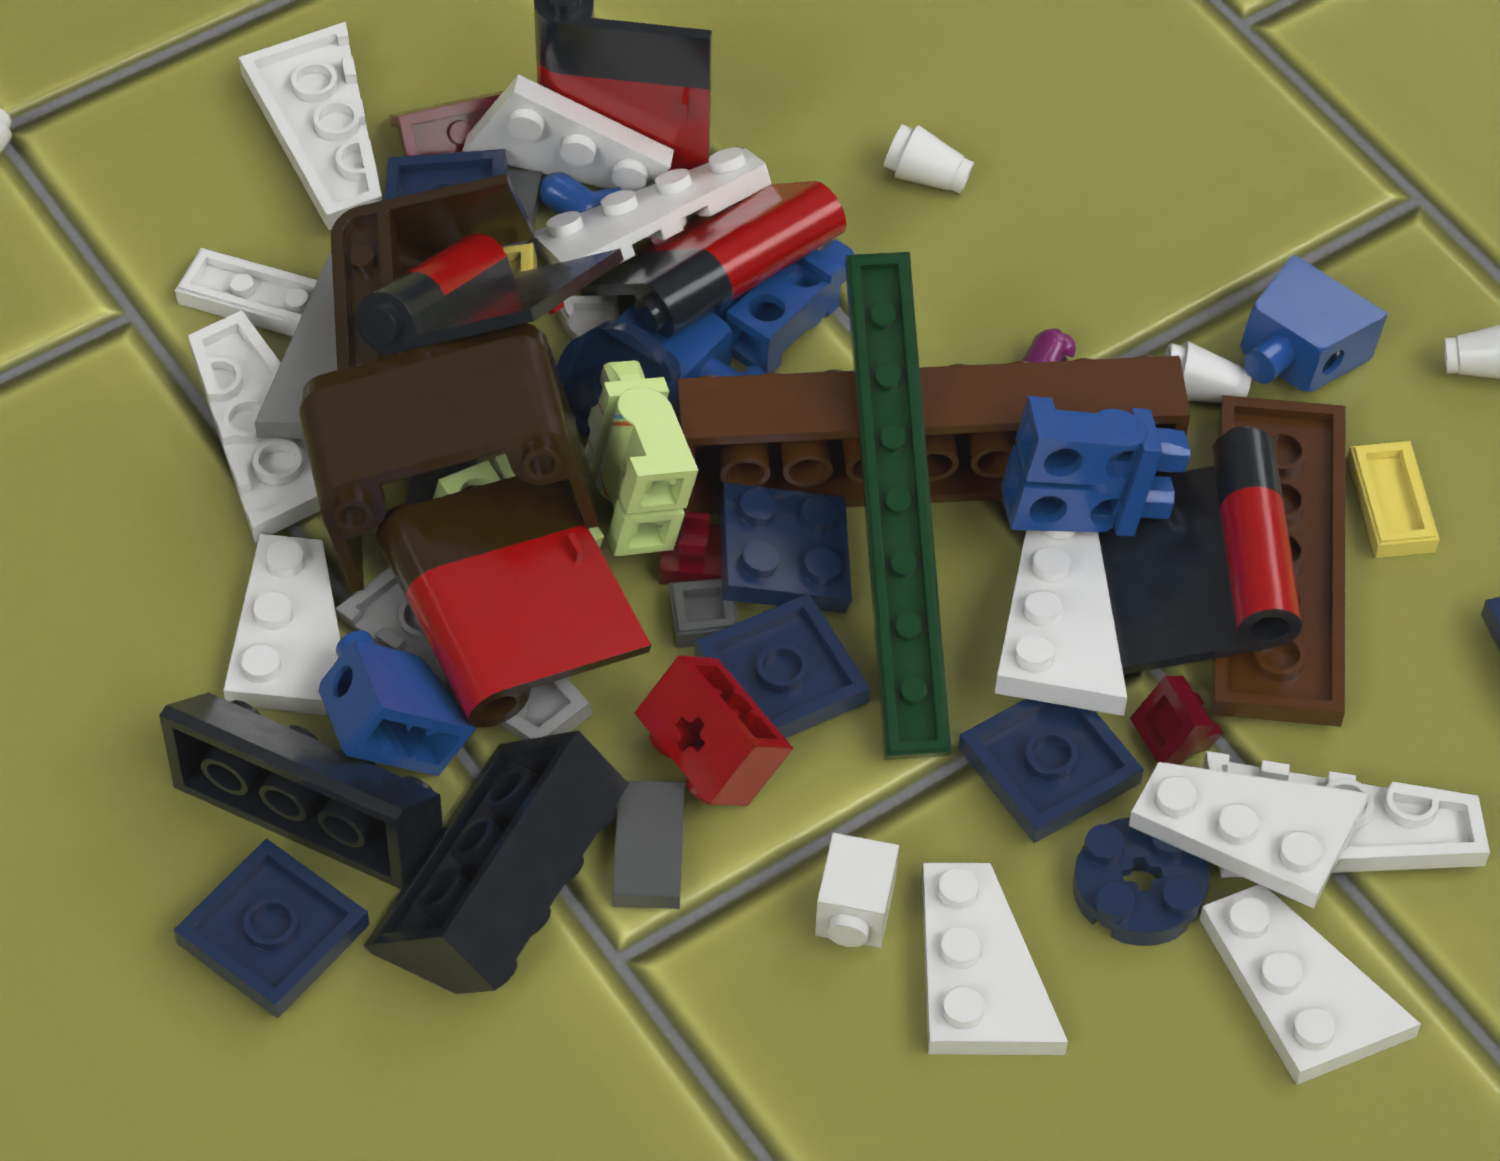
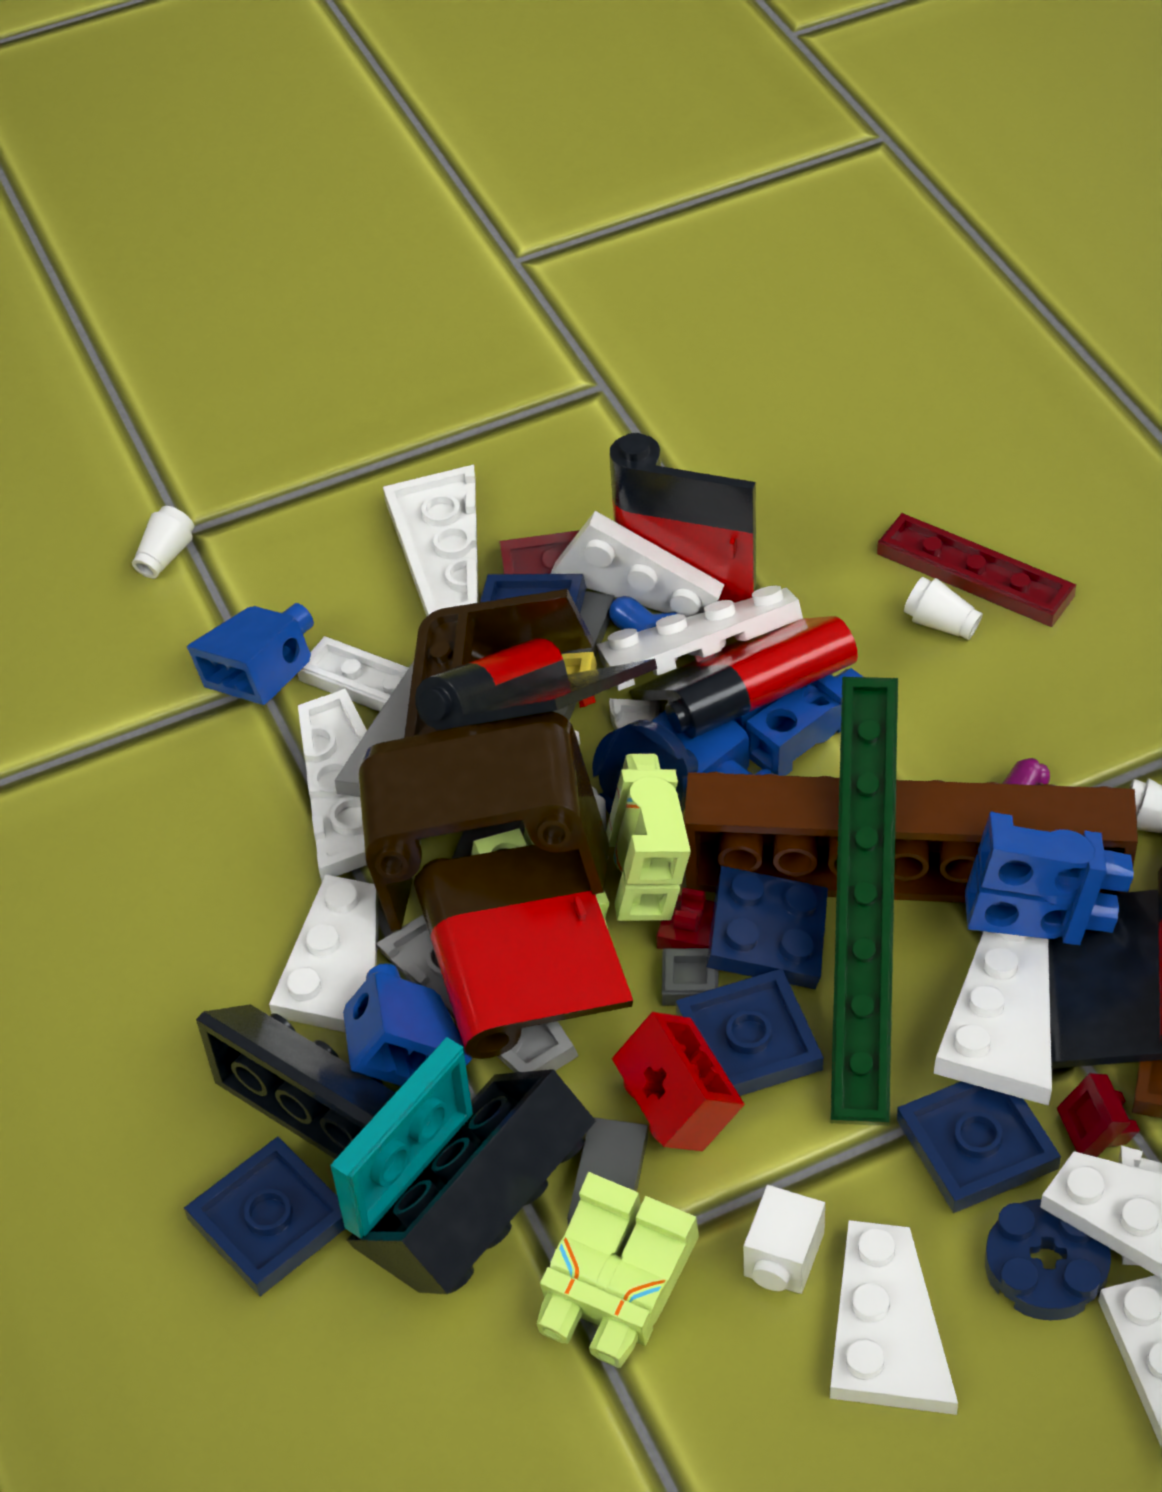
camera: 15 degrees right, 5 degrees down
(121, 275) = (253, 652): none -> blue torso
(421, 824) = (402, 1138): none -> teal tile
(671, 965) = (615, 1268): none -> yellowish green hips
(958, 109) = (976, 569): none -> dark red tile

